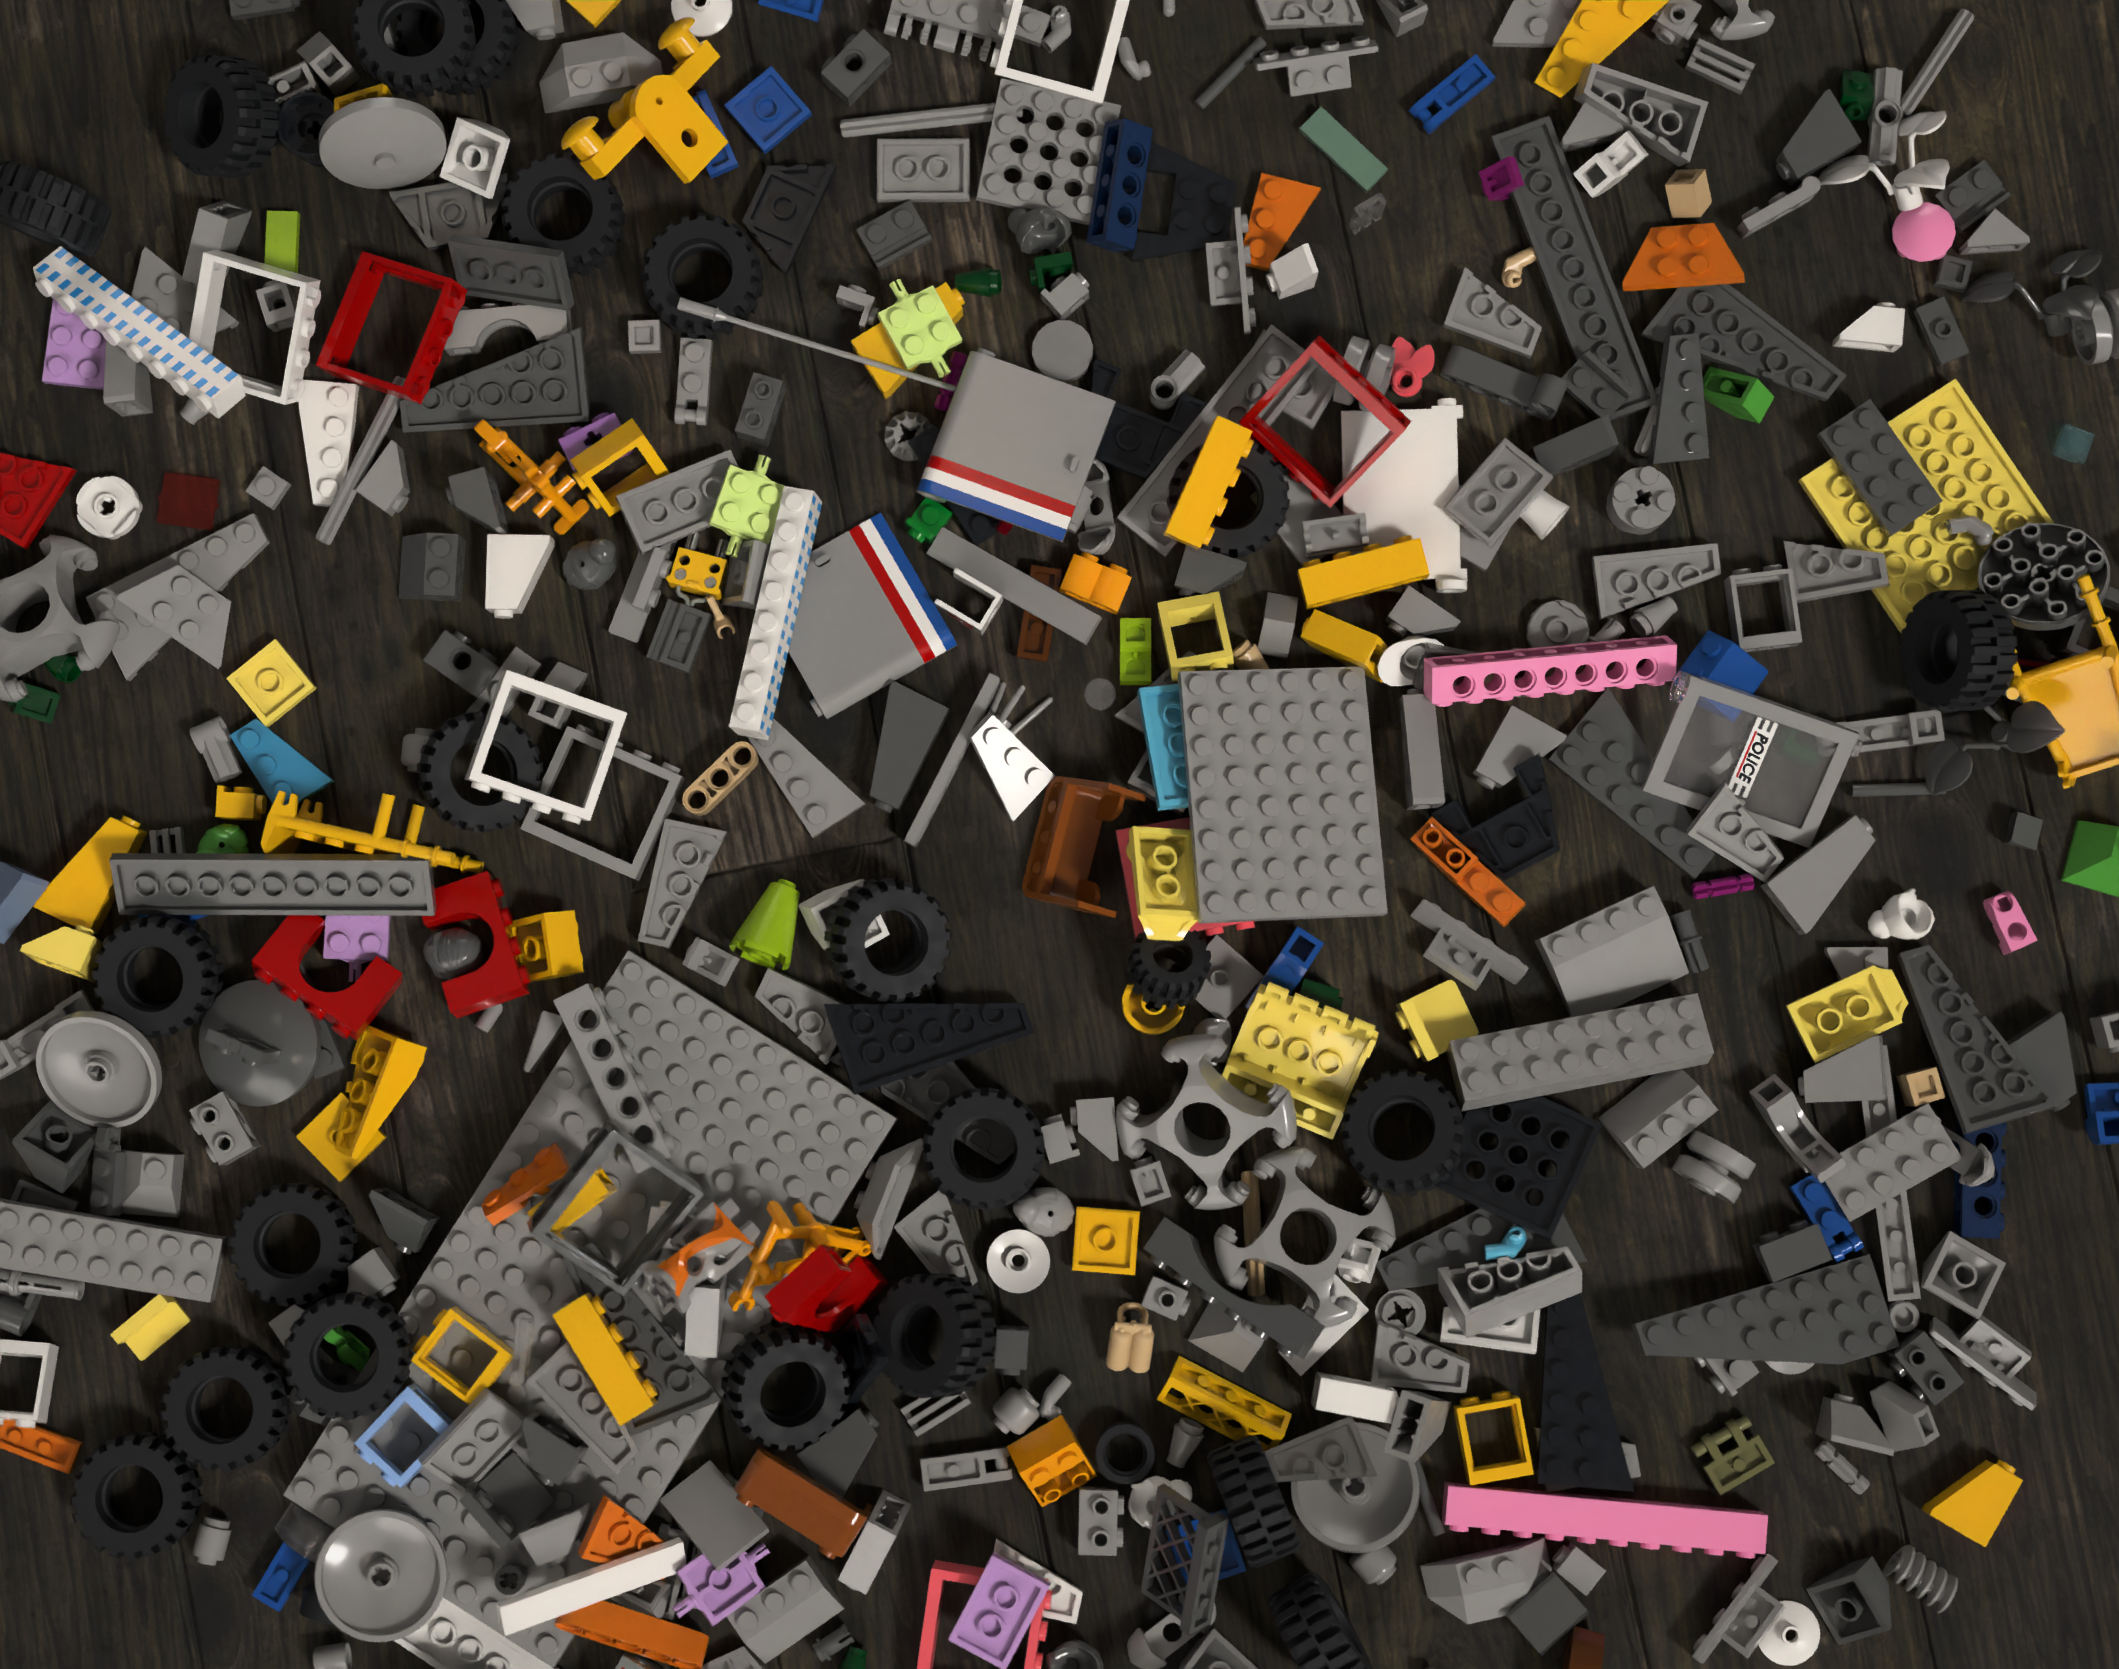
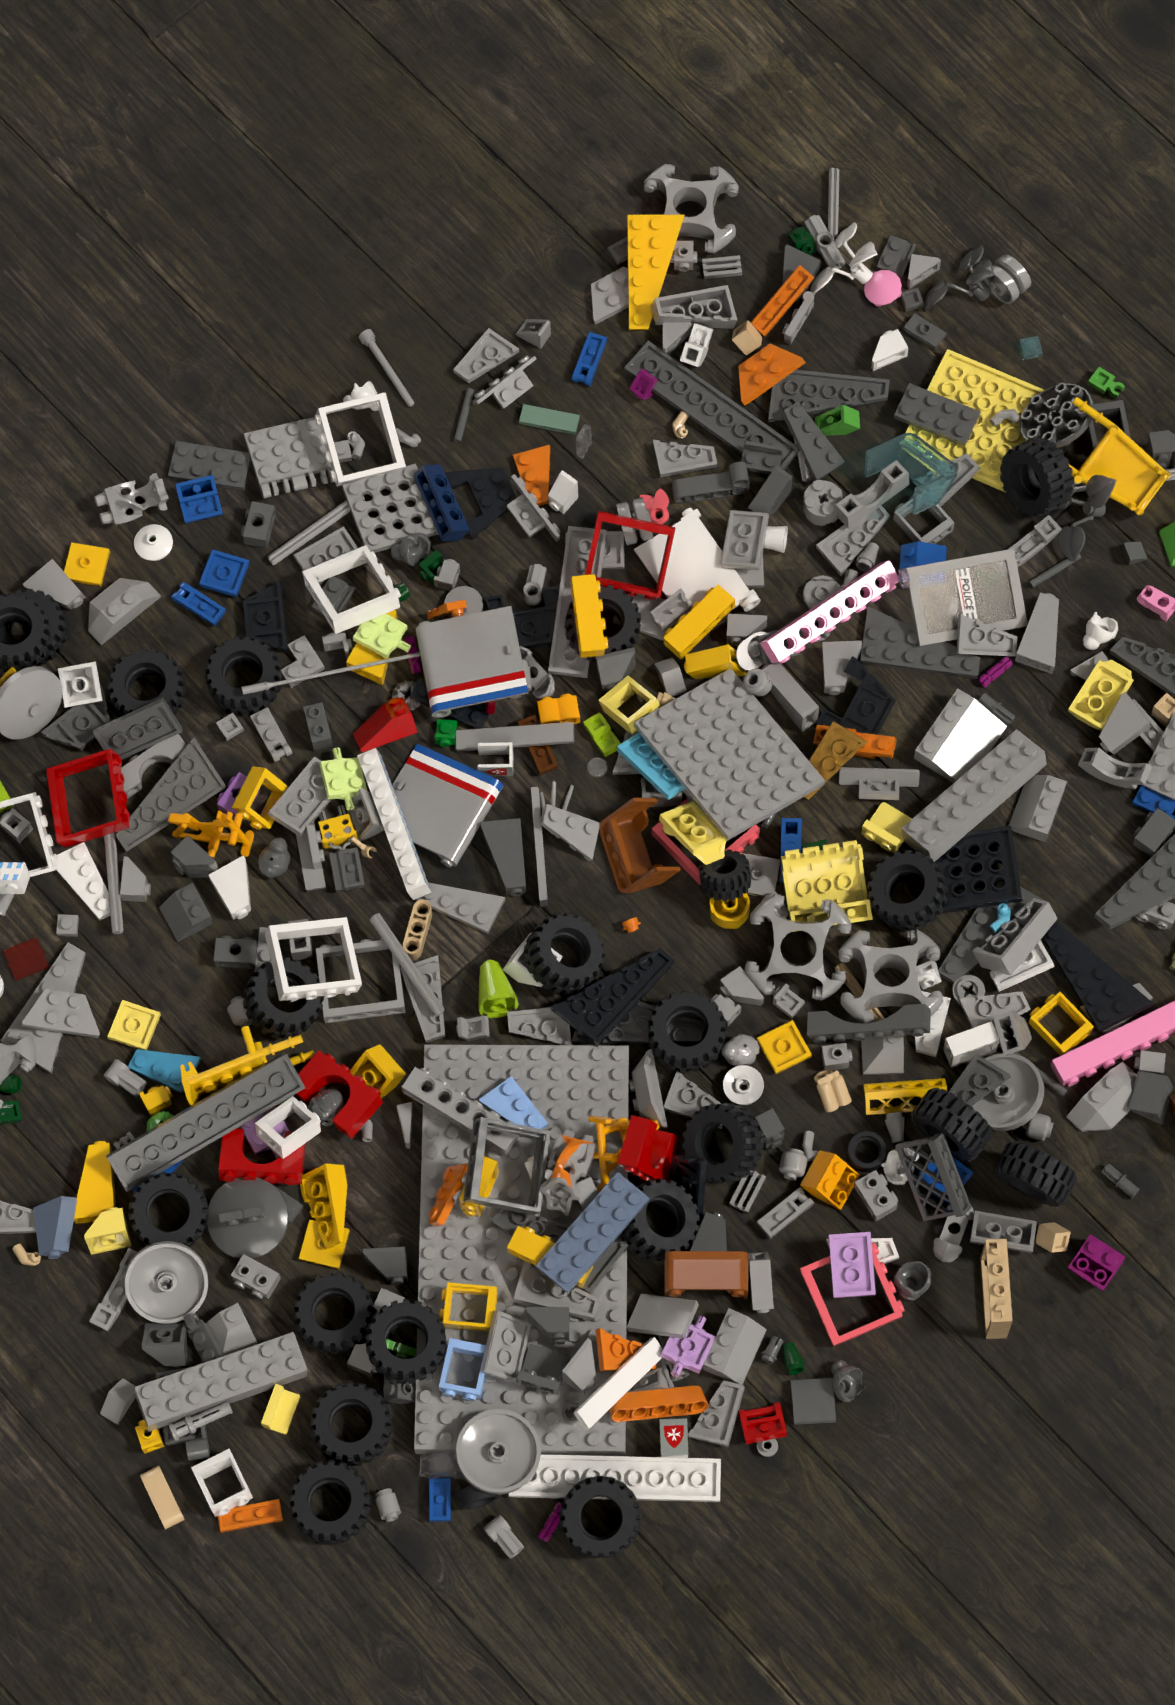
camera: 30 degrees left, 15 degrees down
(384, 981) = (286, 1146): none -> white window
(659, 111) = (167, 601): yellow piece -> none
(672, 823) = (407, 964): none -> light grey axle
(675, 1367) = (592, 1232): none -> sand blue plate
(691, 1114) = (513, 1105): none -> light blue wing
(800, 309) = (306, 661): none -> light grey plate
(848, 466) = (386, 725): none -> red slope
(916, 288) = (360, 613): none -> white window
(1008, 945) = (631, 925): none -> orange plate
(1037, 357) = (454, 609): none -> orange wing
(1386, 712) = (757, 682): none -> light grey head
(1429, 873) = (834, 751): none -> pearl gold wing
(1687, 539) = (889, 483): none -> light grey arch
(1712, 1169) = (1084, 812): light grey wheel -> none
(1771, 169) = (782, 300): none -> orange tile
(1810, 527) = (924, 464): none -> clear light blue windscreen

